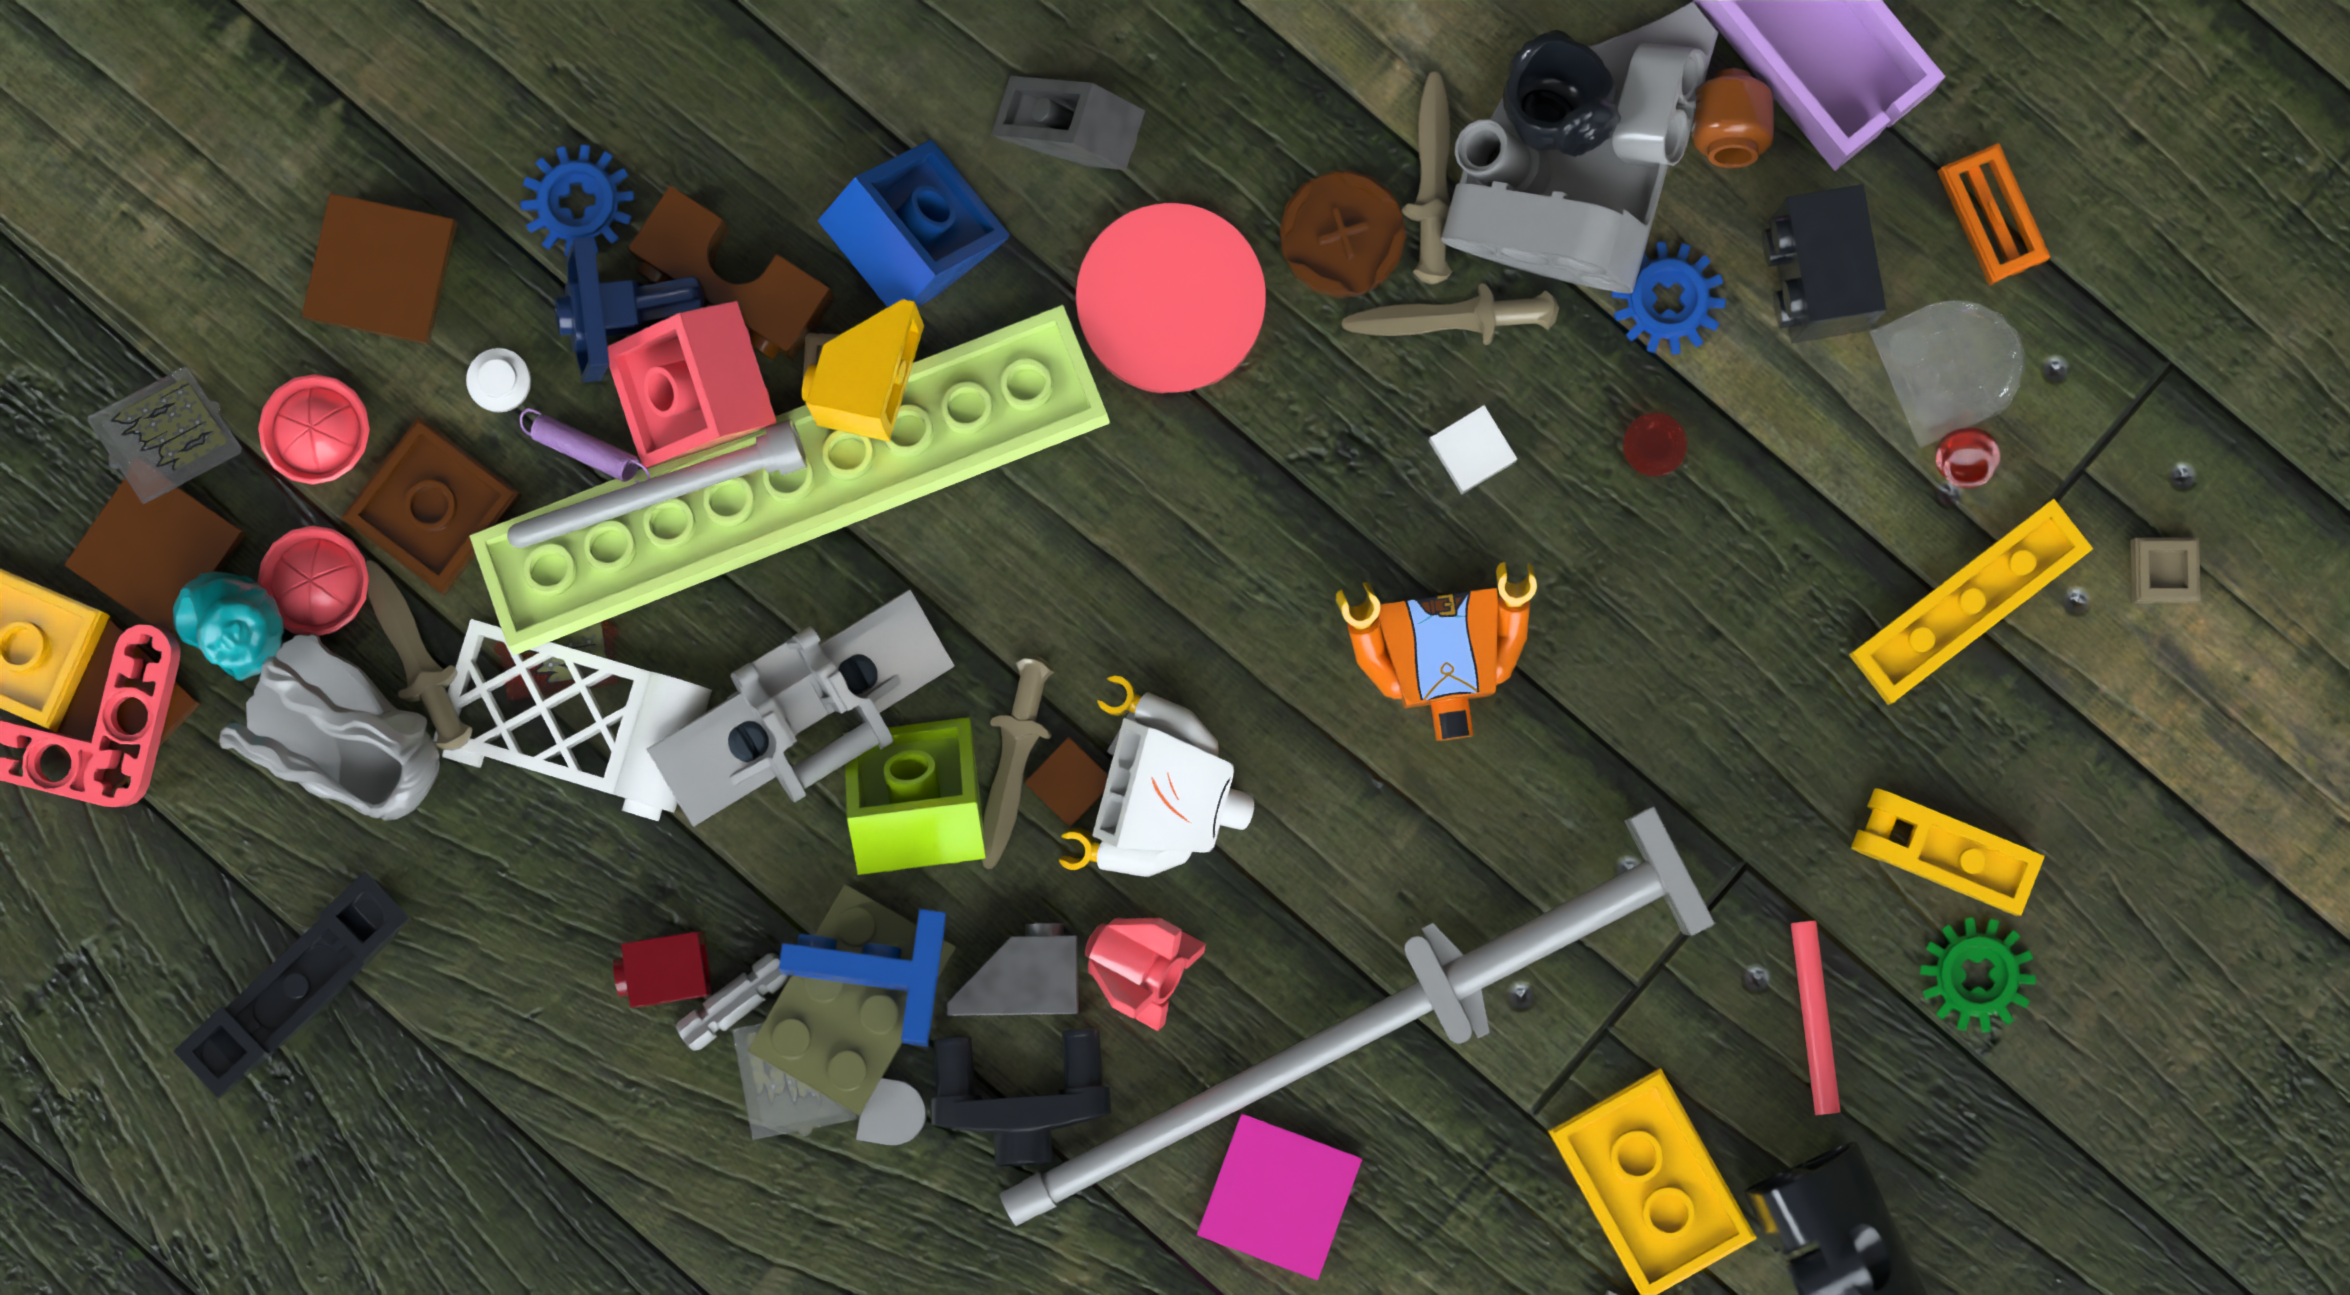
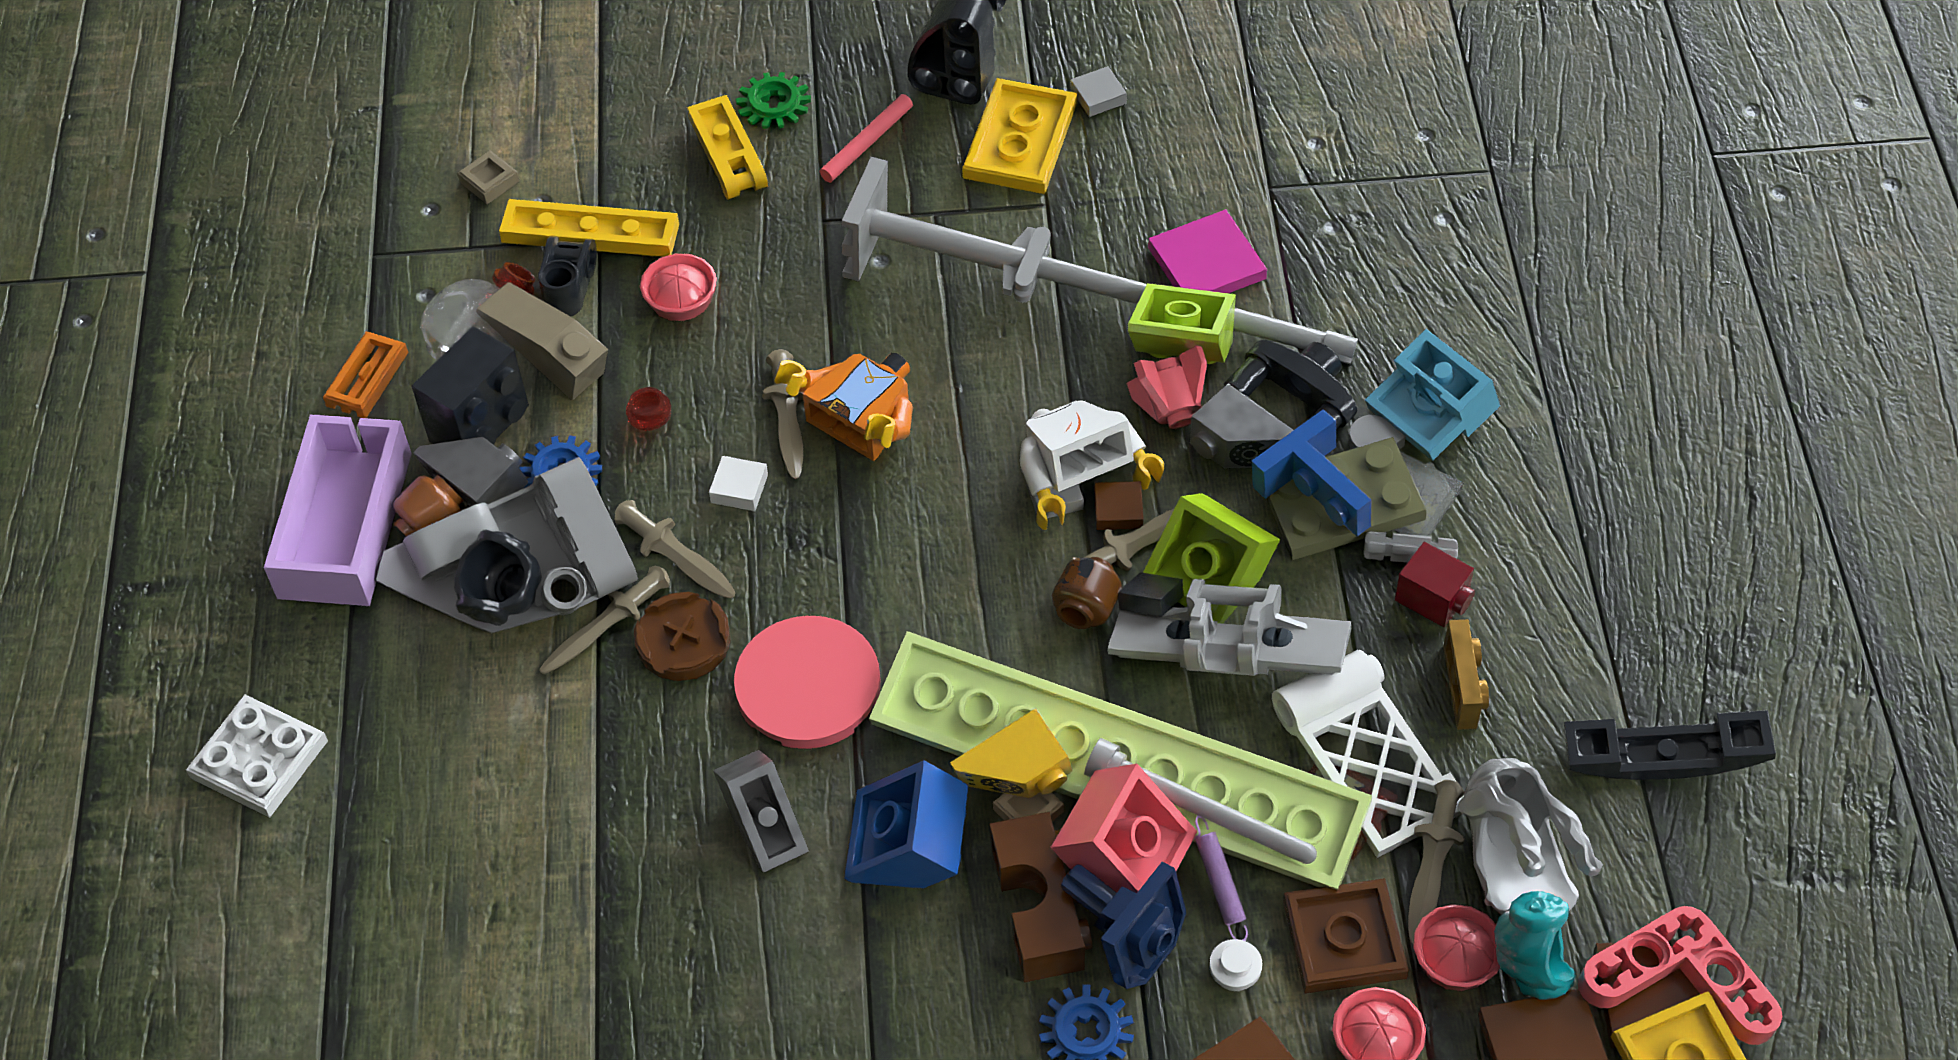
camera: 135 degrees left, 30 degrees down
(529, 870) = (1462, 659): none -> pearl gold plate
(863, 1207) = (1434, 395): none -> medium azure brick
(930, 695) = (1150, 594): none -> black tile
(990, 634) = (1086, 592): none -> reddish brown head
(1193, 1045) = (1177, 319): none -> lime slope
(1486, 556) = (788, 427): none -> dark tan sword
(1732, 196) = (474, 468): none -> flat silver slope
(1793, 619) = (678, 286): none -> coral hat
(1844, 408) = (546, 338): none -> dark tan slope
(1929, 524) = (567, 273): none -> black piece

